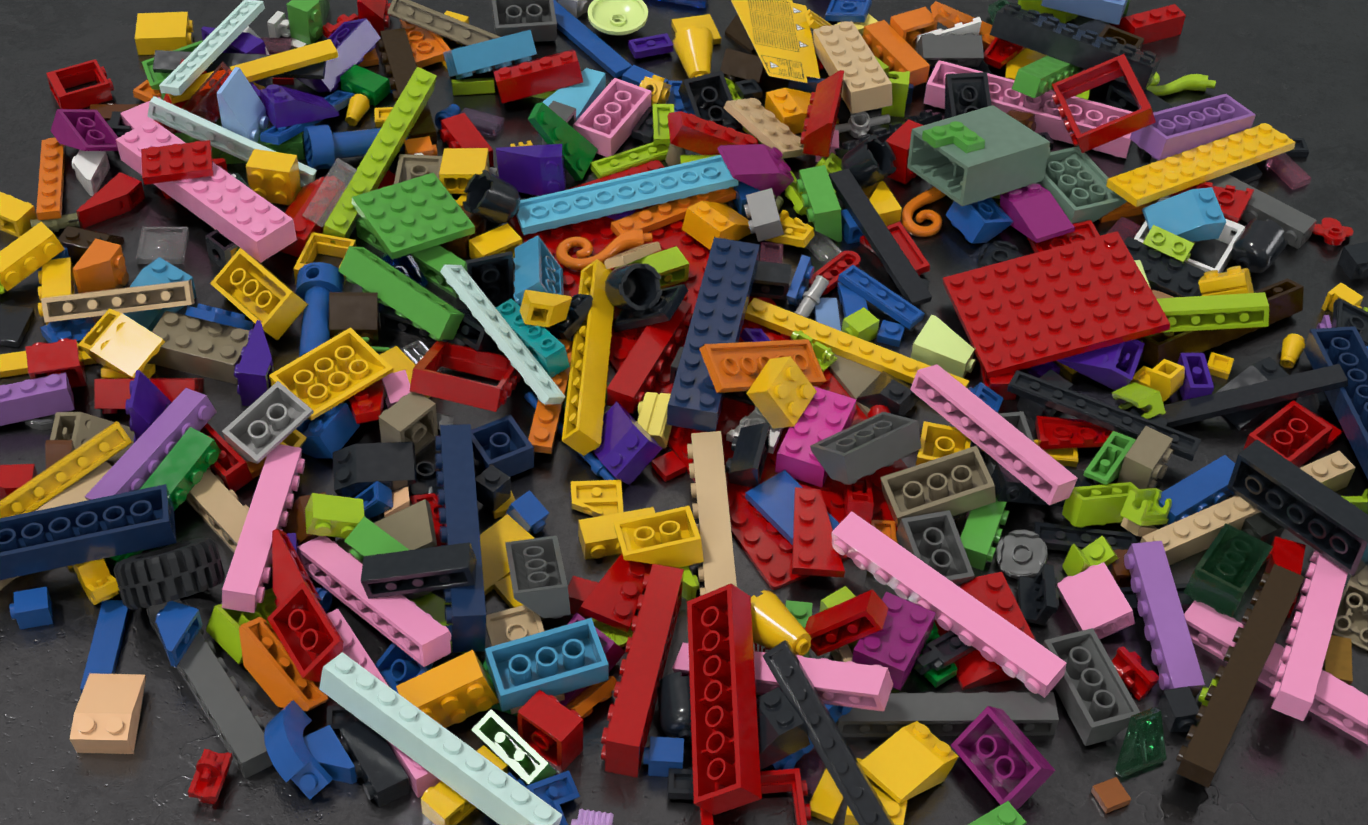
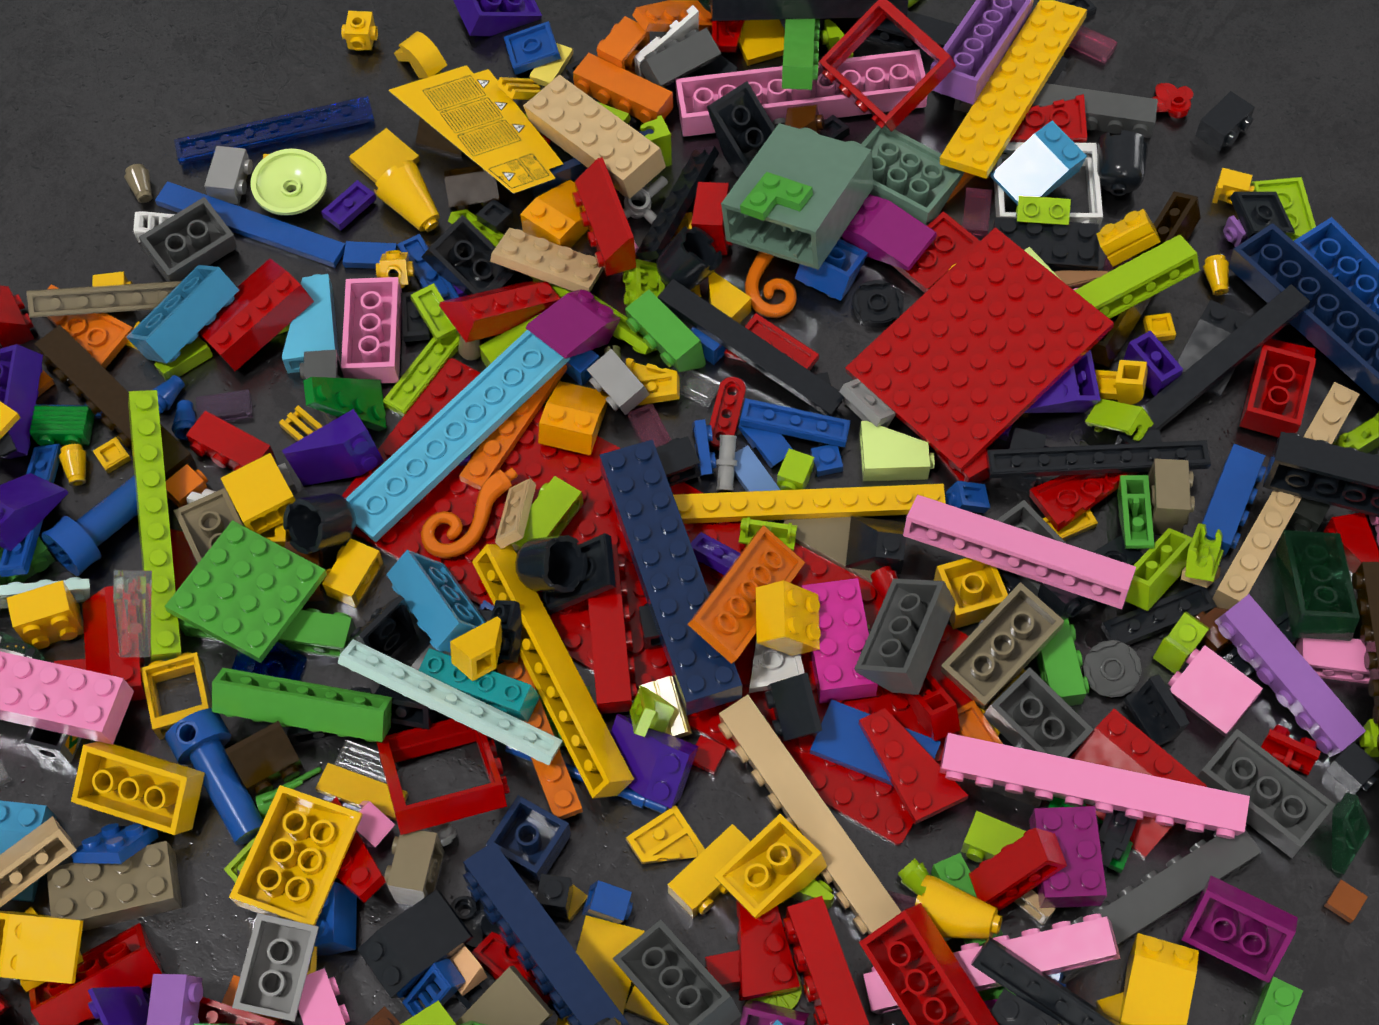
camera: 25 degrees left, 15 degrees up
(254, 367) = (205, 890): dark purple slope -> none
(444, 97) = (168, 392): none -> blue cone
(640, 407) = (649, 712): none -> lime slope
(944, 306) = (866, 404): none -> light grey panel

